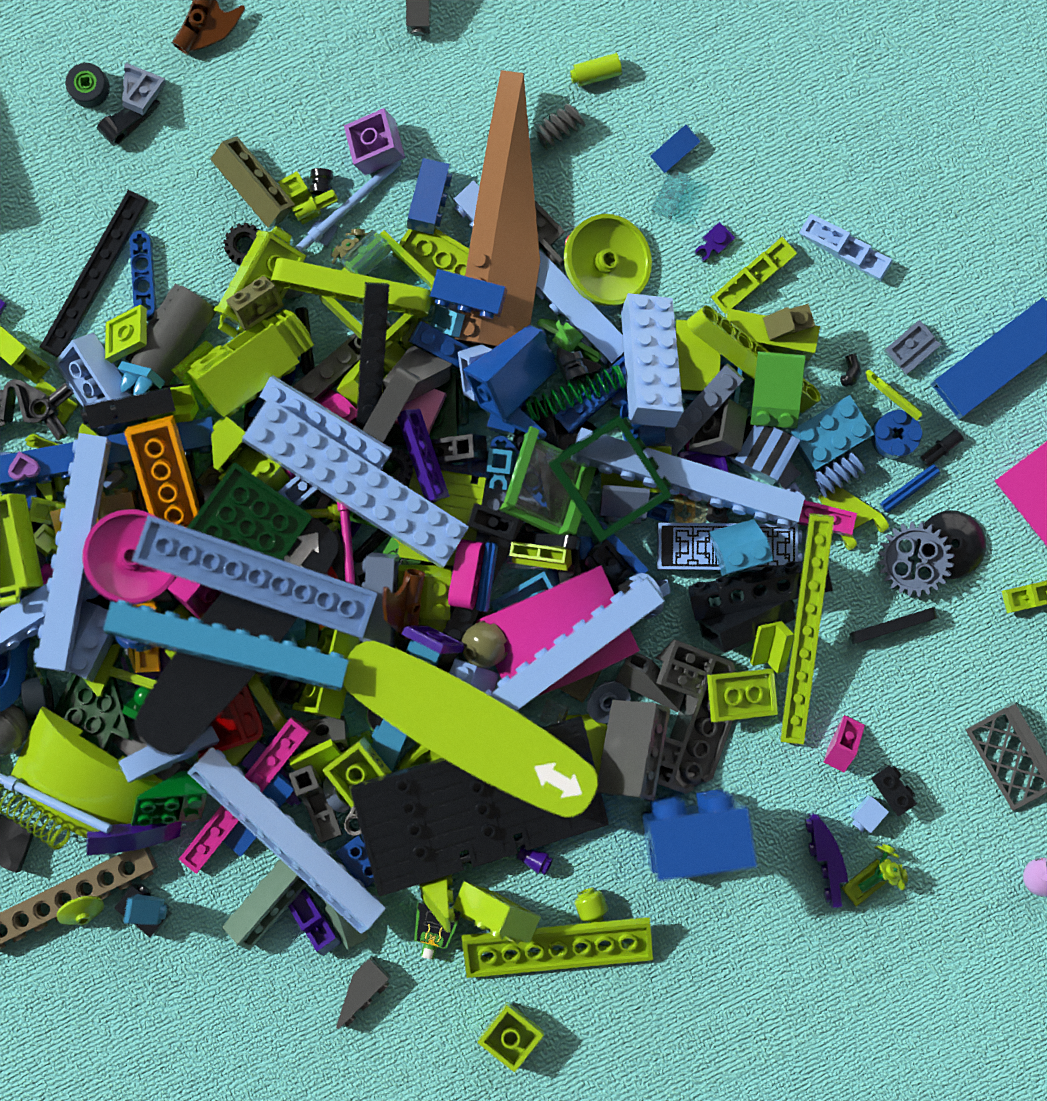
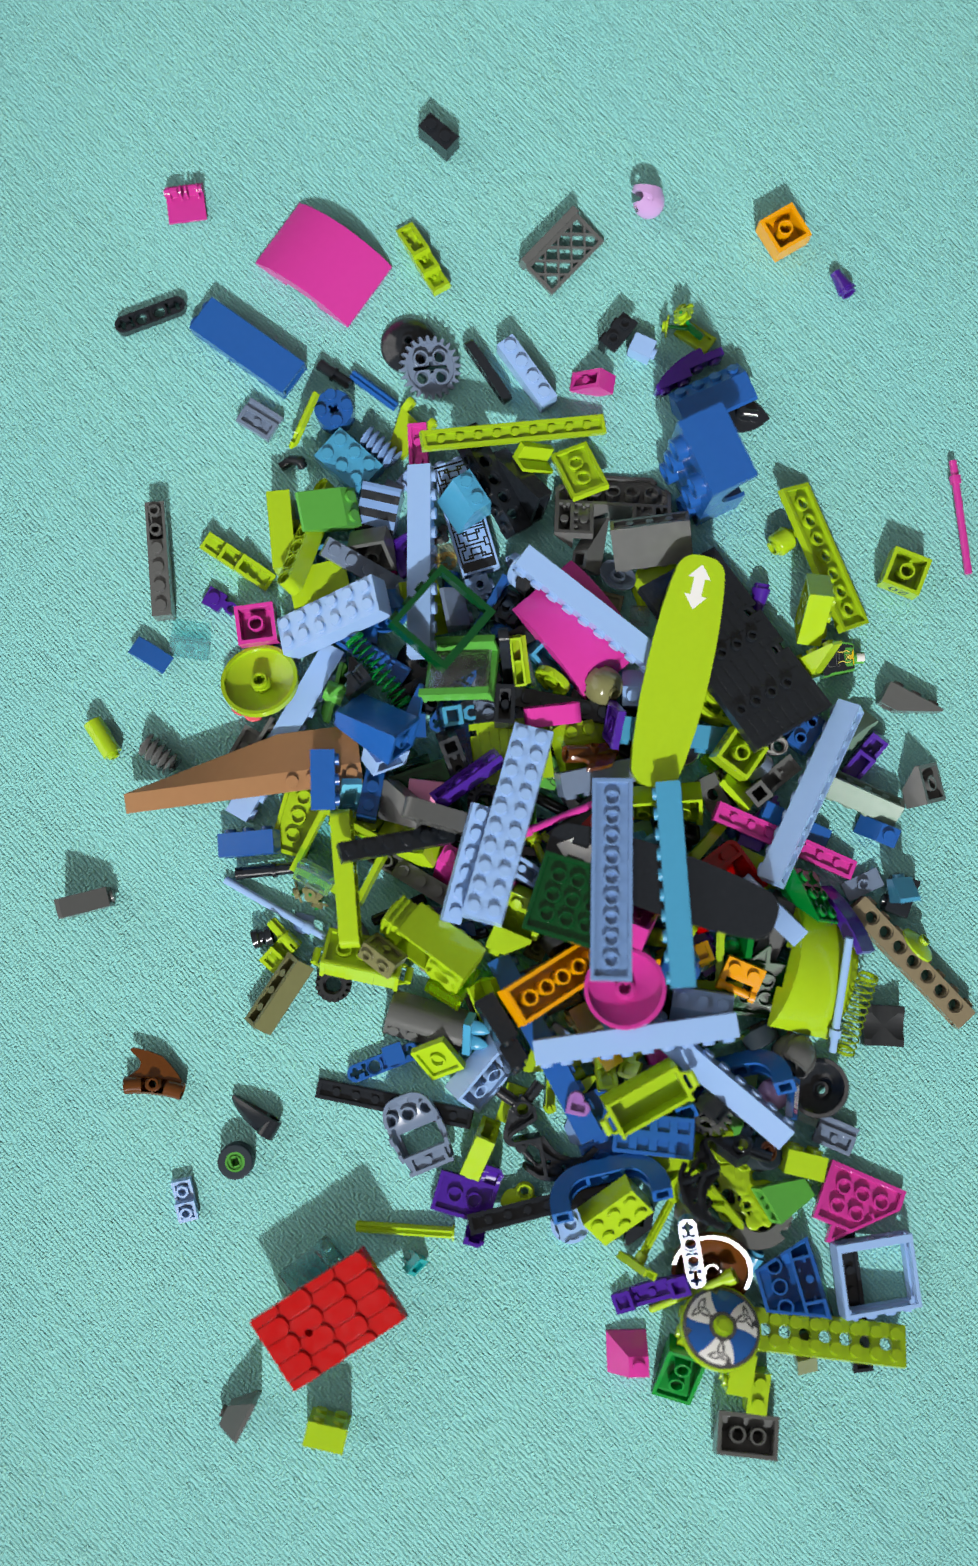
camera: 110 degrees left, 0 degrees up
(64, 19) = (185, 1199): none -> light blue slope
(77, 287) = (409, 1113): none -> sand blue slope
(110, 698) = (743, 972): none -> light orange plate
(140, 88) = (226, 1114): sand blue wing -> none
(147, 287) = (393, 1054): none -> blue tile
(169, 871) = (861, 884): none -> sand blue plate
(222, 907) = (877, 831): none -> blue slope
(257, 979) = (923, 786): none -> dark grey slope
(374, 141) = (216, 902): medium lavender slope -> none
(391, 216) = (263, 870): none -> black pin
(486, 577) = (549, 698): blue axle -> none
(509, 587) = (553, 679): none -> lime tile
(641, 530) = (479, 579): none -> medium blue brick
(673, 274) = (256, 624): none -> dark pink brick
(756, 910) = (748, 417): none -> black shield
(778, 188) = (160, 562): none -> dark grey slope
(784, 877) = (726, 386): none -> blue slope
(788, 321) = (270, 516): olive slope -> none
(845, 247) = (193, 495): light blue slope -> none
(877, 669) = (526, 373): none -> light blue brick
(878, 1078) = (842, 284): none -> dark purple cone
(960, 1026) = (783, 232): none -> light orange brick

